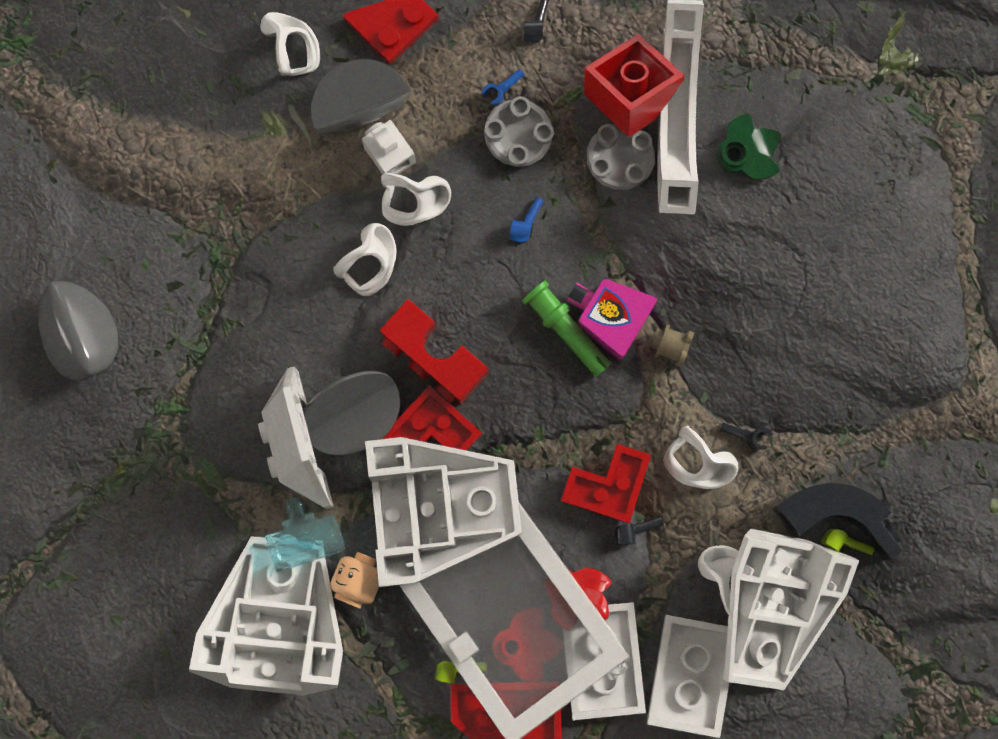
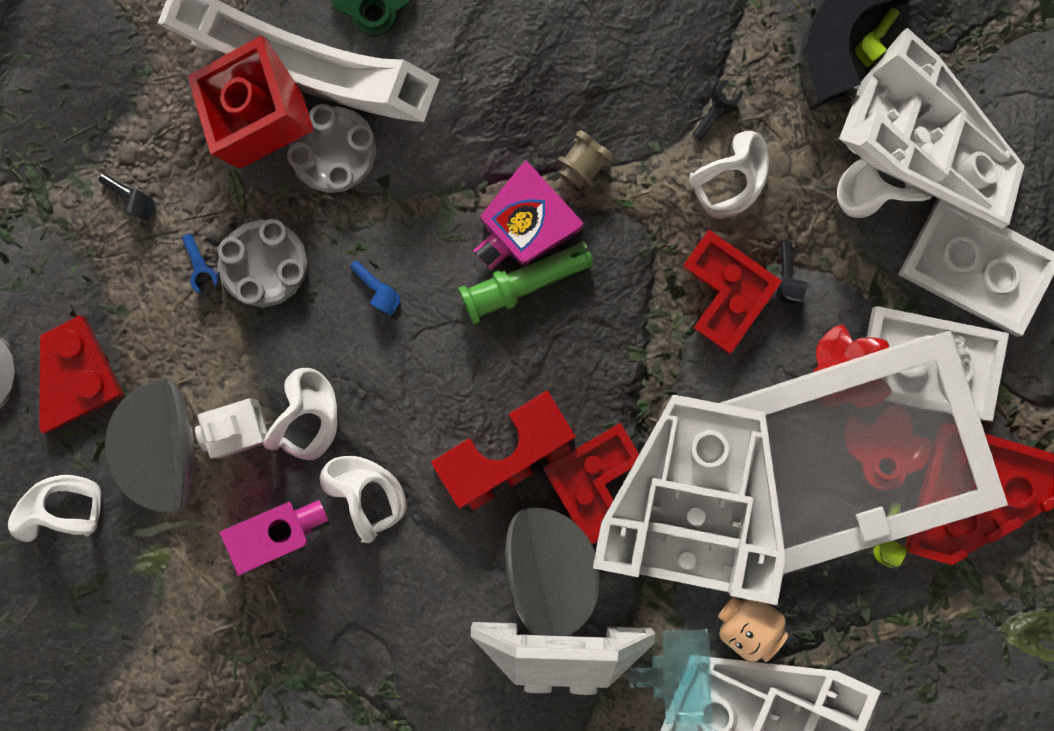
camera: 75 degrees left, 5 degrees up
(309, 187) = (250, 540): none -> dark pink torso

